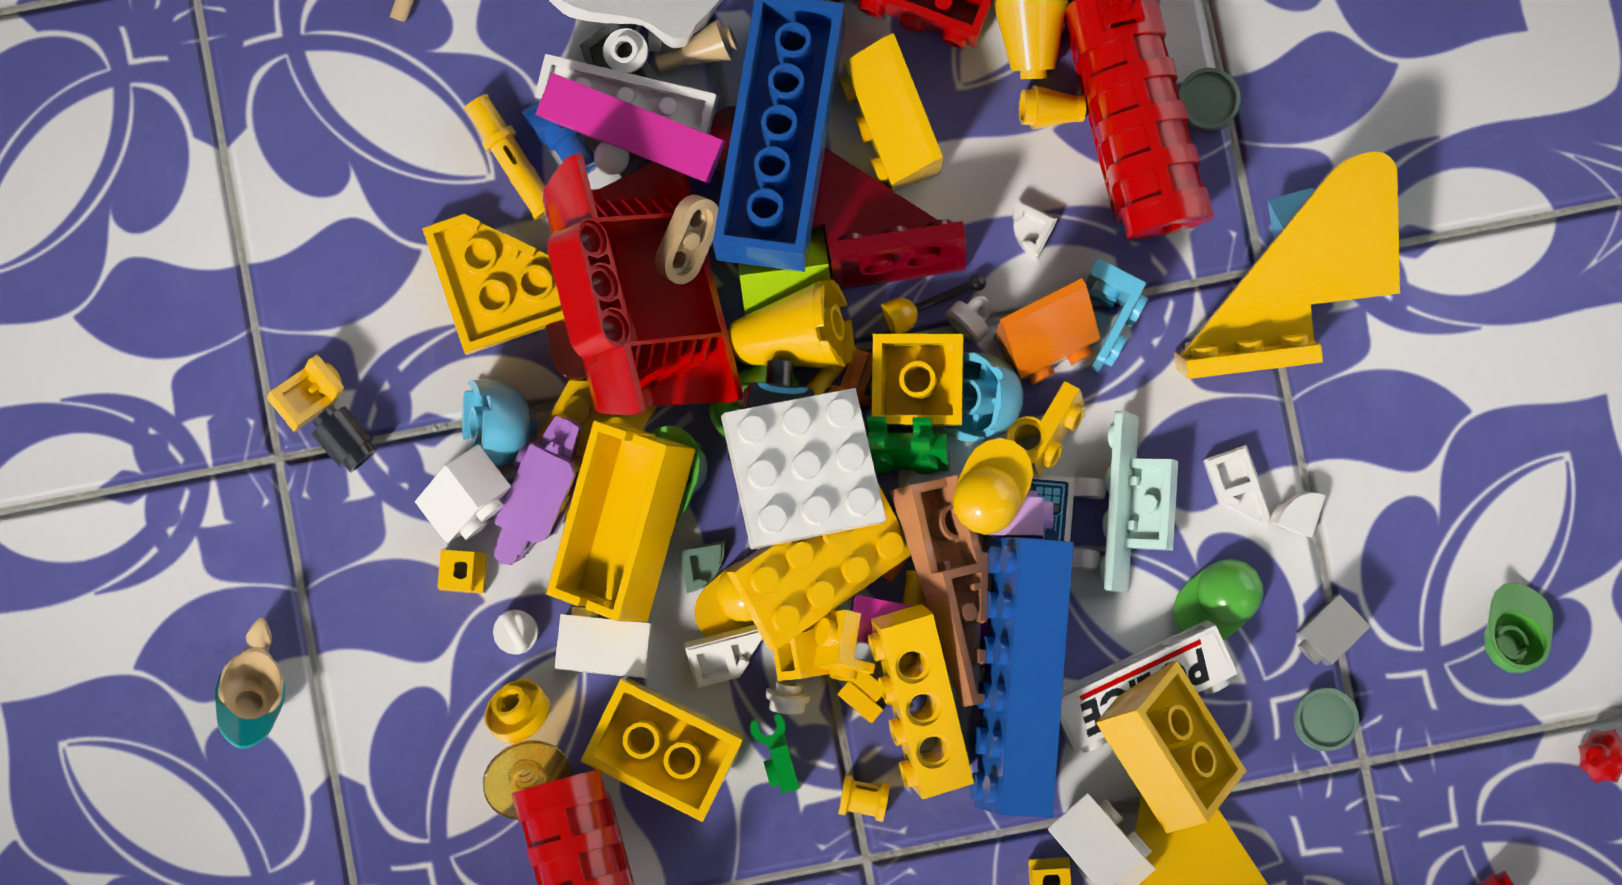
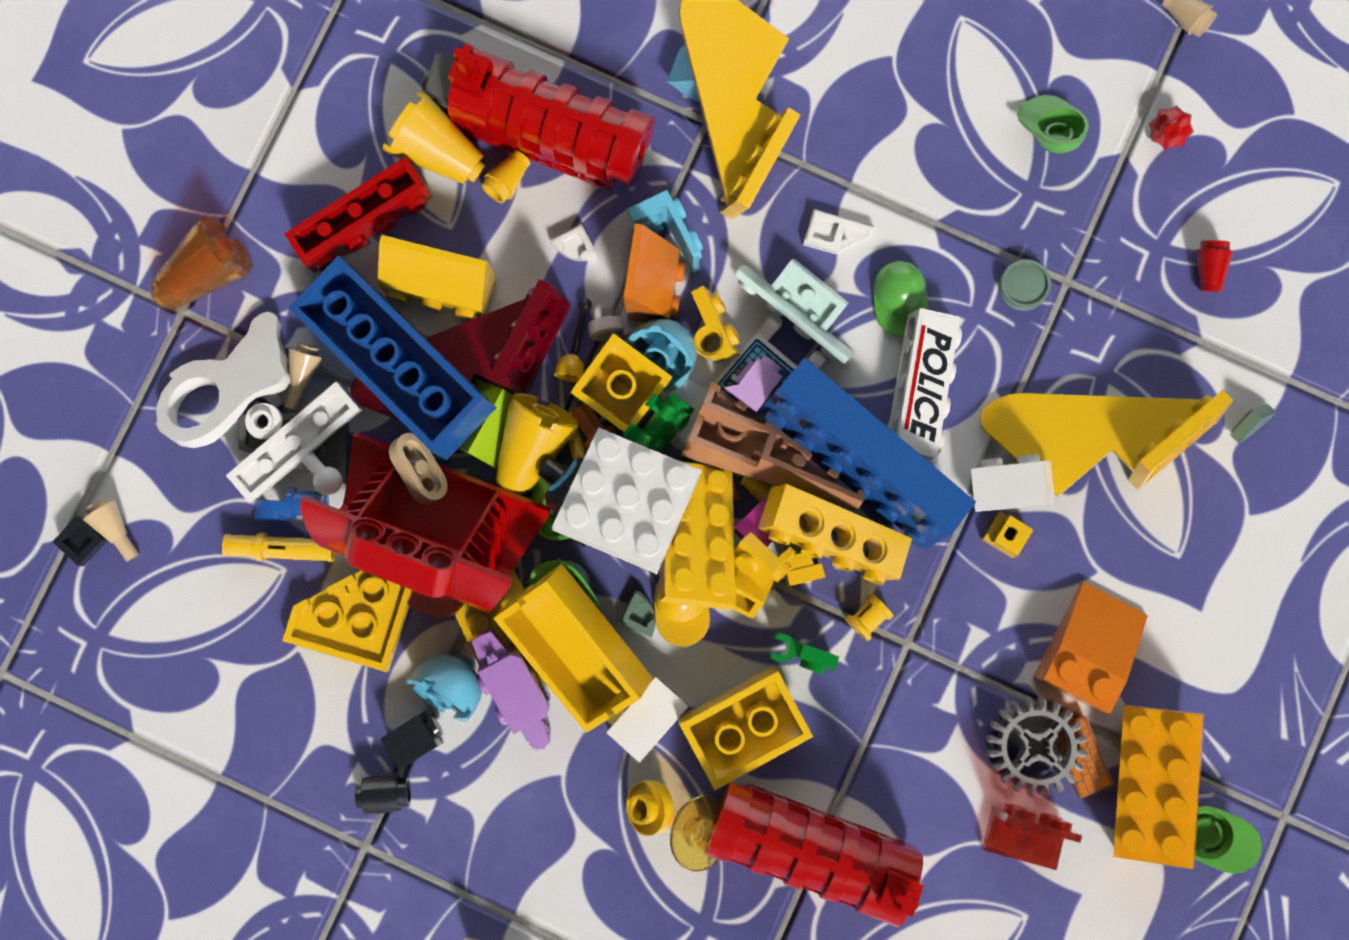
camera: 55 degrees left, 0 degrees up
(307, 393) = (335, 797): yellow bracket -> none
(417, 428) = (413, 739): none -> black brick
(463, 495) = (480, 741): white brick -> none
(476, 571) = (538, 769): yellow piece -> none
(515, 632) = (596, 770): white tile -> none
(630, 128) = (315, 454): dark pink slope -> none
(722, 655) = (709, 643): white tile -> none
(788, 697) = (768, 620): white plate -> none
(992, 486) = (727, 386): yellow cap -> none
(1172, 748) = (981, 393): yellow slope -> none
(1210, 99) = (577, 70): sand green piece -> none
(1299, 513) = (881, 207): white tile -> none
(1331, 631) = (972, 239): light grey brick -> none

